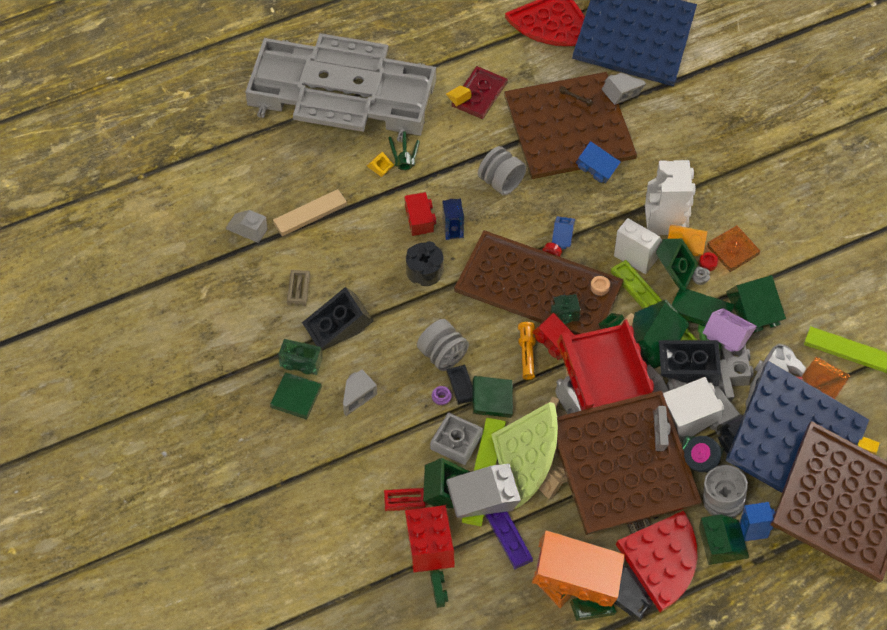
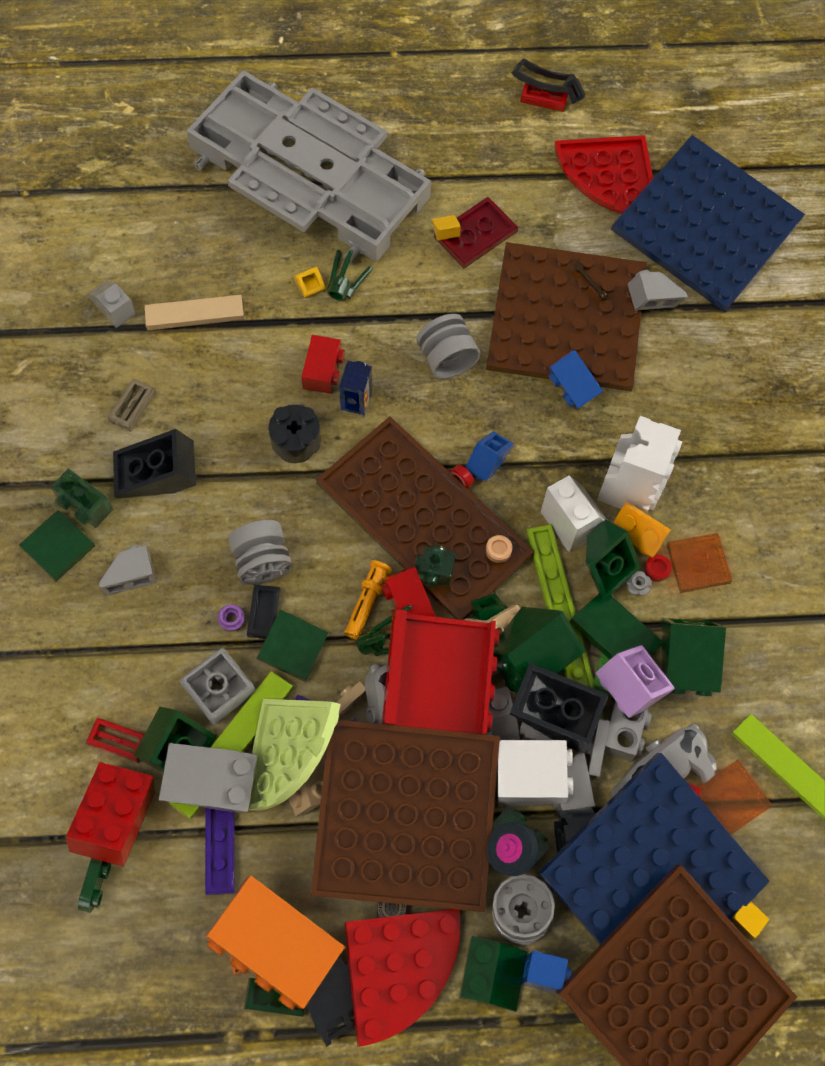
camera: 20 degrees right, 10 degrees up
(545, 372) = (373, 640): none -> dark green plant
(661, 428) = (472, 793): light grey plate -> none

